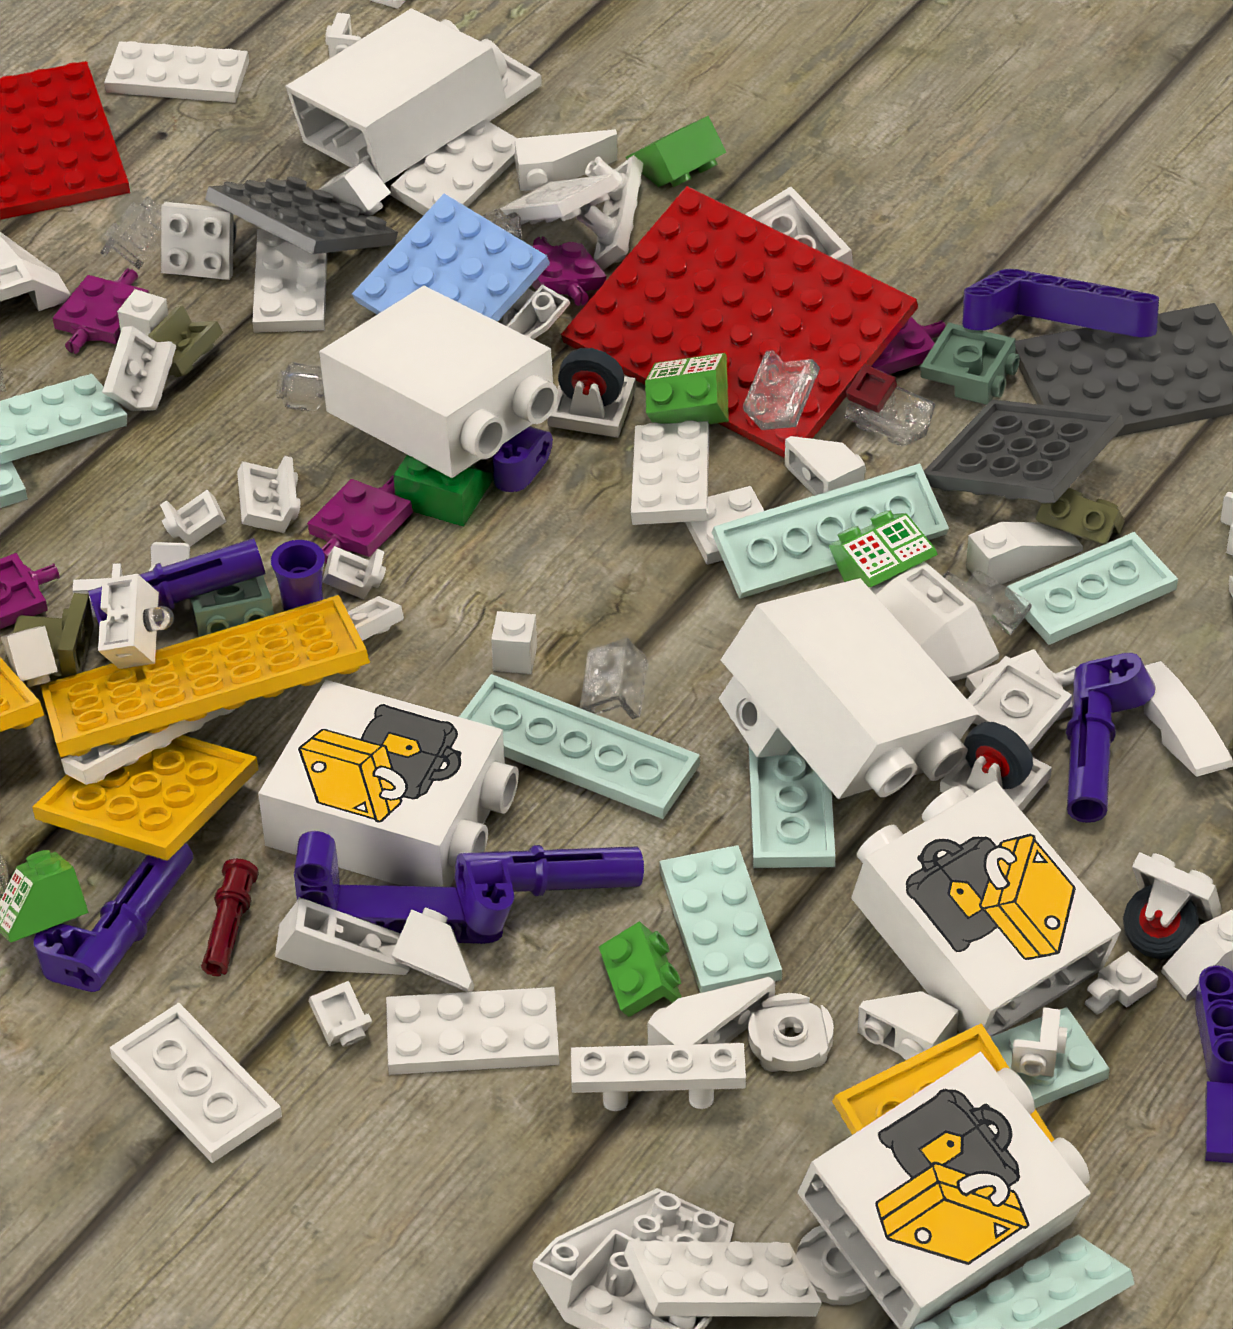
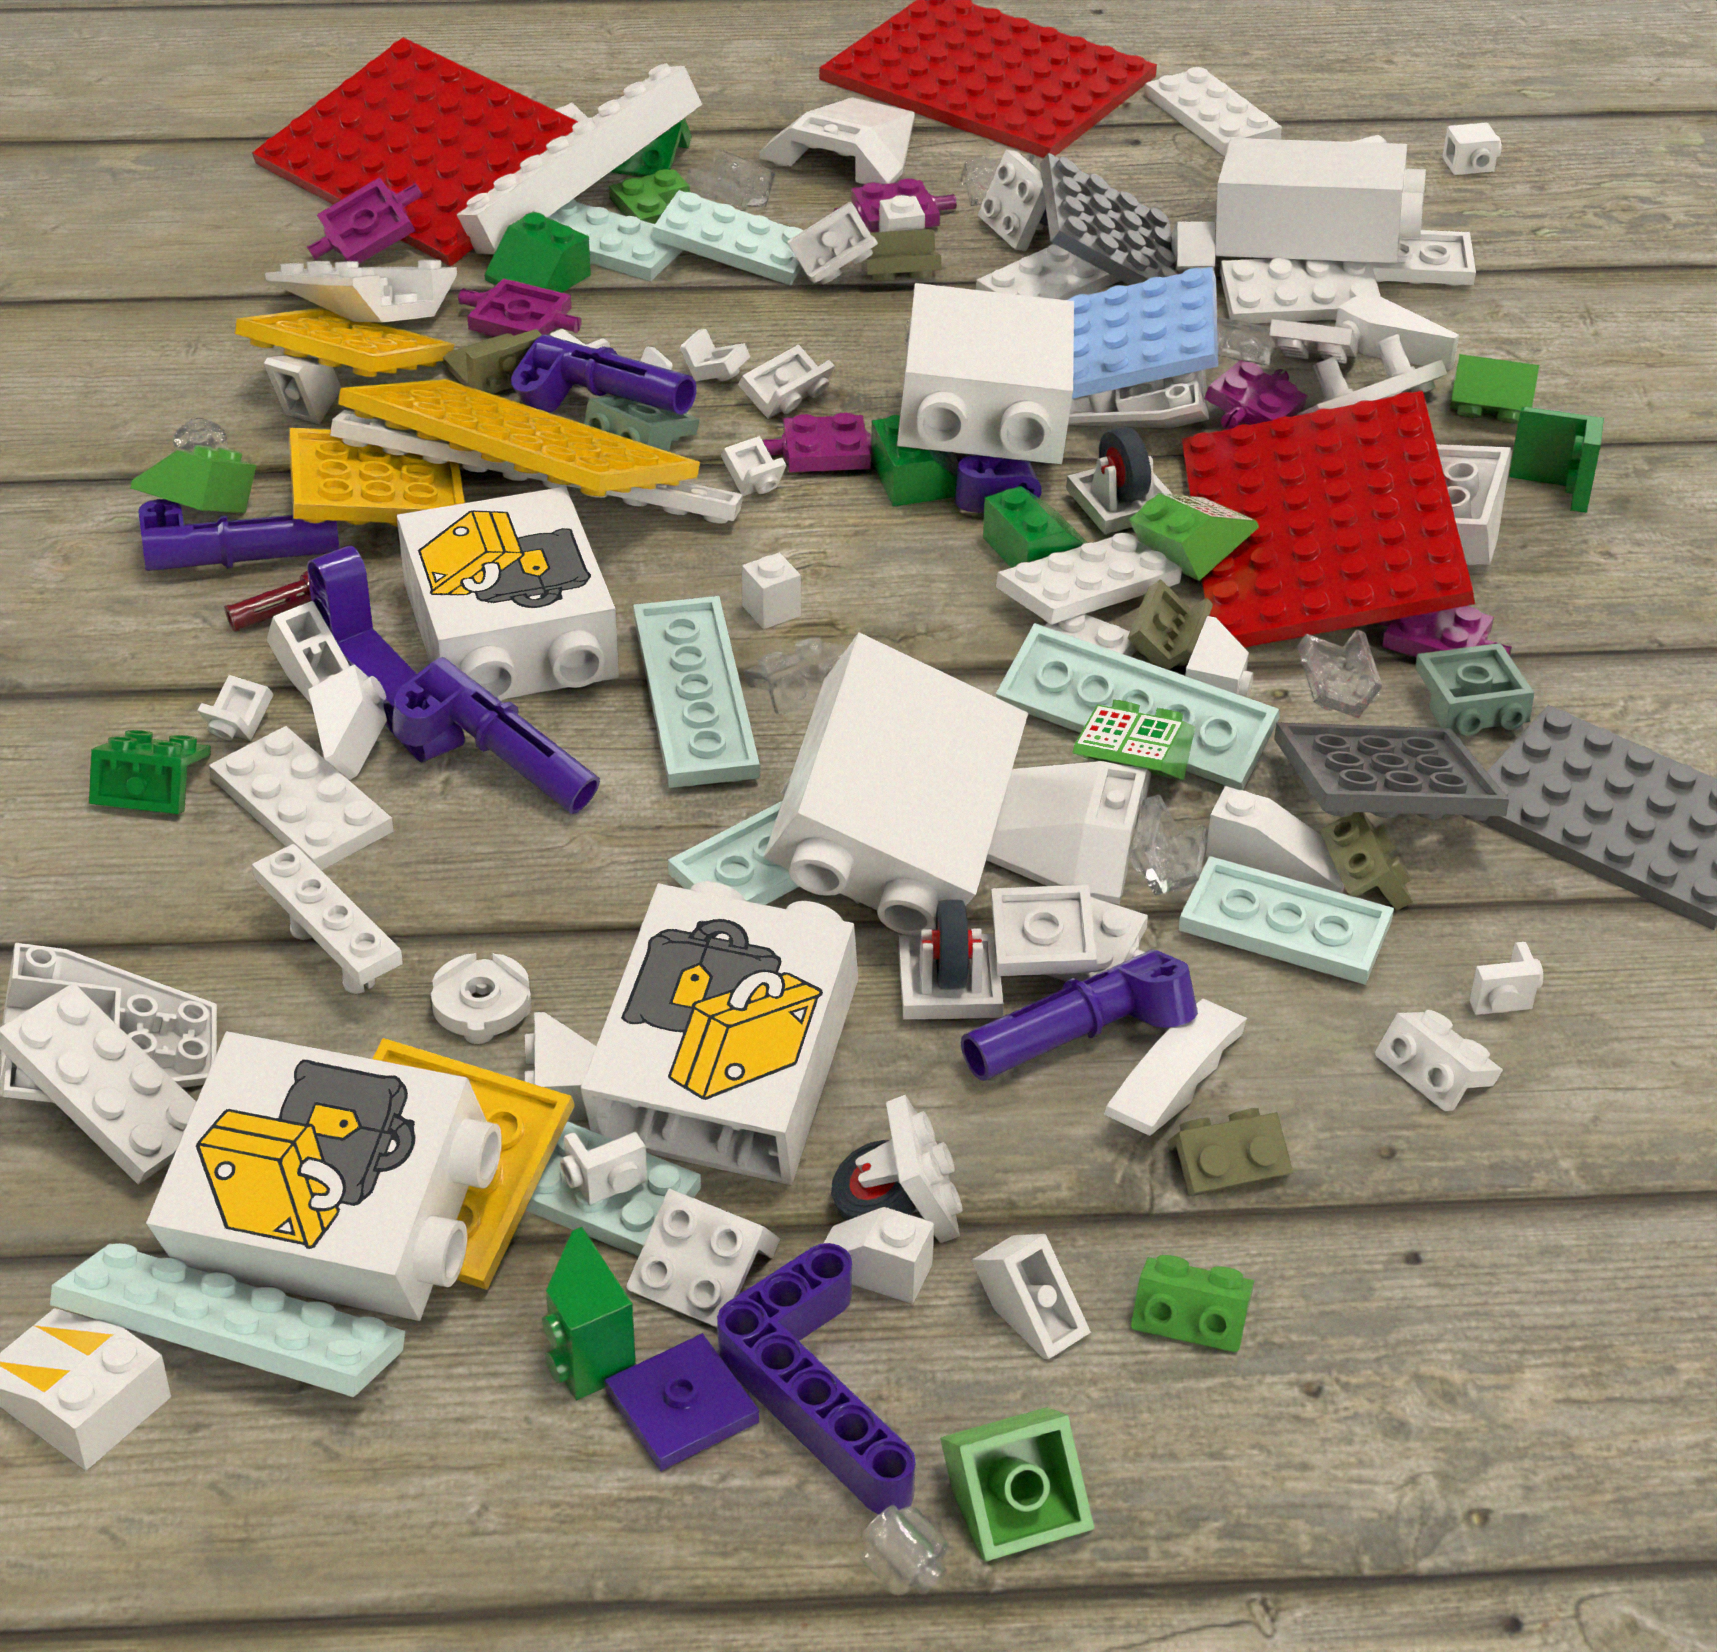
camera: 50 degrees right, 5 degrees down
(30, 655) = (447, 345): white slope -> none
(131, 621) = (523, 362): white piece -> none
(195, 1082) = (91, 670): white plate -> none
(298, 572) = (689, 427): dark purple plant -> none
(360, 1102) = (143, 771): none -> green bracket
(589, 476) = (1026, 527): none -> green slope
(639, 968) = (467, 861): bright green bracket -> none
(710, 1015) = (436, 929): white slope -> none
(719, 919) = (580, 885): light aqua plate -> none
(766, 464) = (1167, 627): none -> olive bracket
(780, 391) = (1250, 573): clear bracket -> none
(797, 161) = (1558, 451): none -> green bracket
(871, 388) = (1339, 634): dark red plate -> none
(1058, 300) = (1620, 685): dark purple beam -> none
(1121, 980) = (781, 1205): white plate -> none
(1146, 1047) = (697, 1257): none -> white bracket
(1164, 1124) = (587, 1320): none -> green slope

